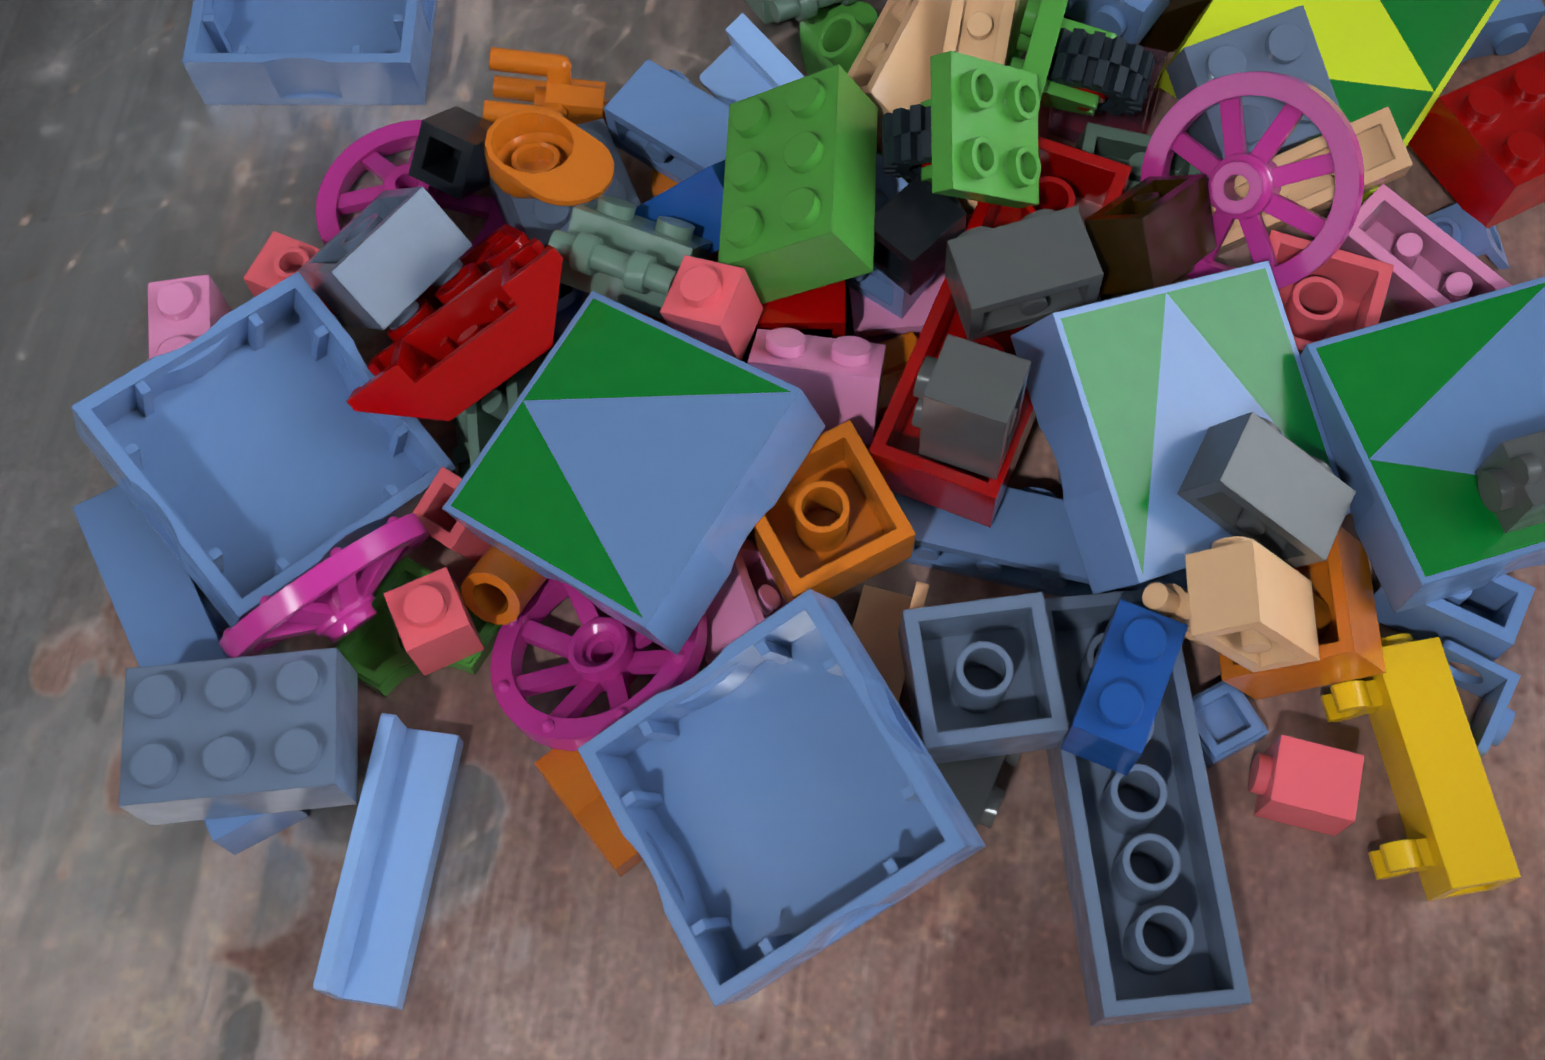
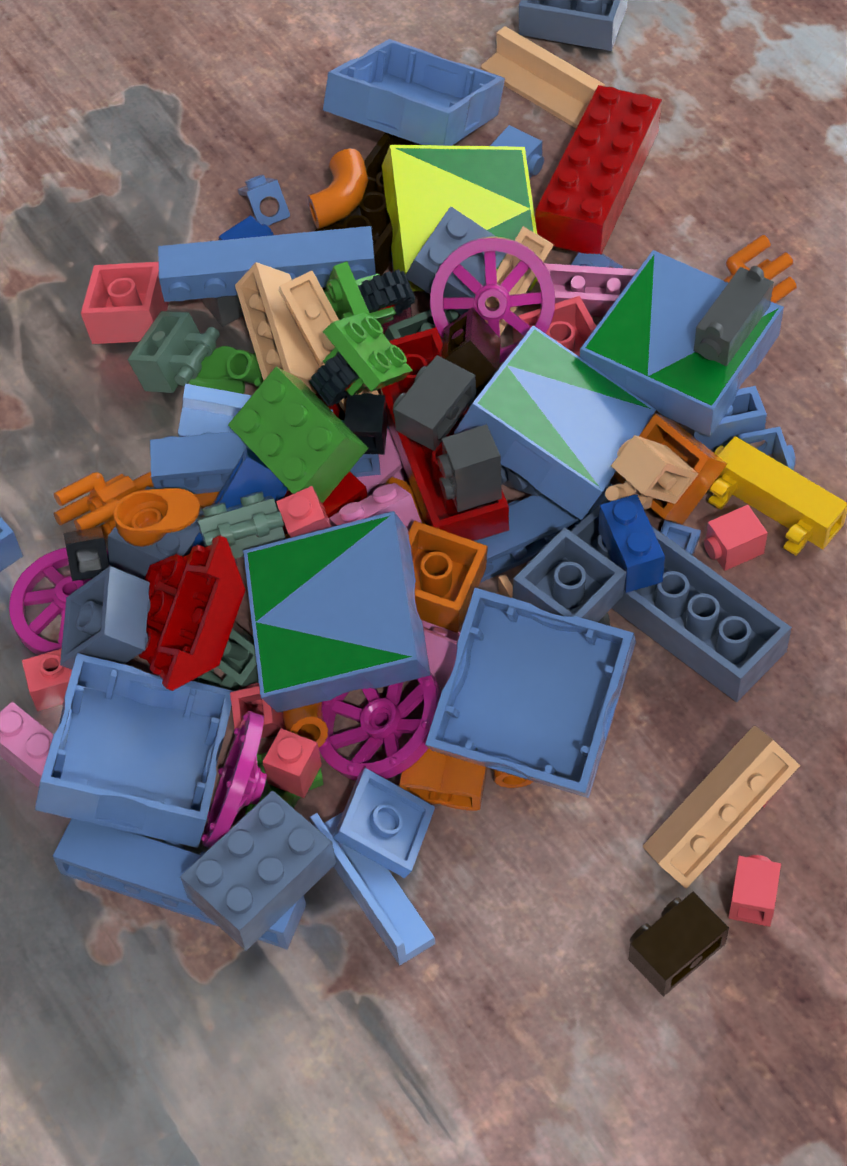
camera: 40 degrees left, 10 degrees down
(470, 798) = (384, 823): none -> medium blue plate
(1267, 490) = (614, 415): brick -> none

